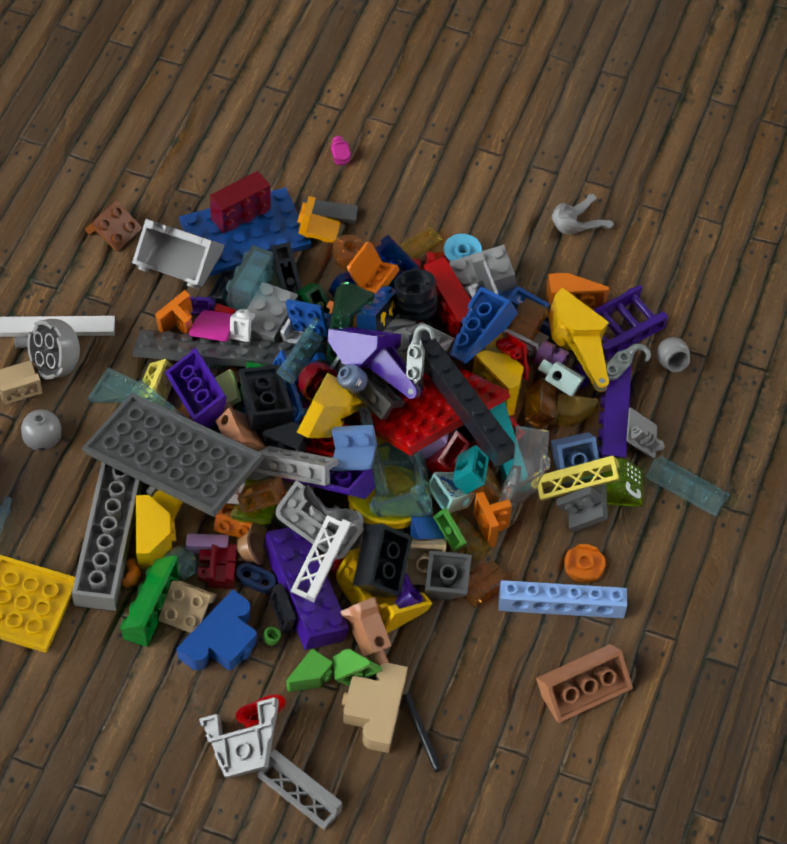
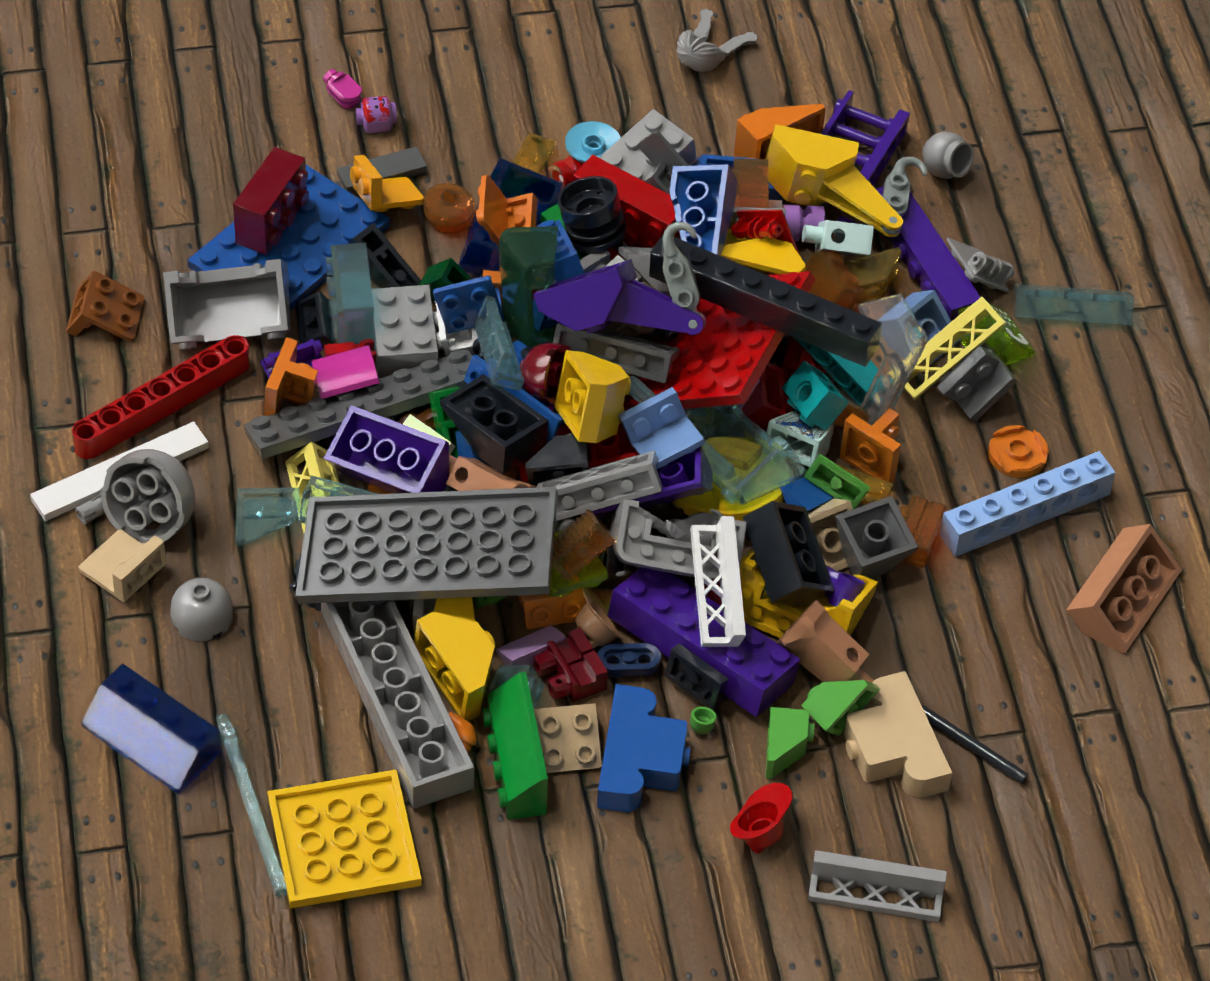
camera: 30 degrees left, 5 degrees down
(106, 292) = (160, 397): none -> red beam
(241, 325) = (387, 353): white bracket -> none
(247, 748) = (776, 870): light grey wing -> none
(348, 175) = (376, 114): none -> medium lavender head
(352, 378) = (603, 342): sand blue head -> none

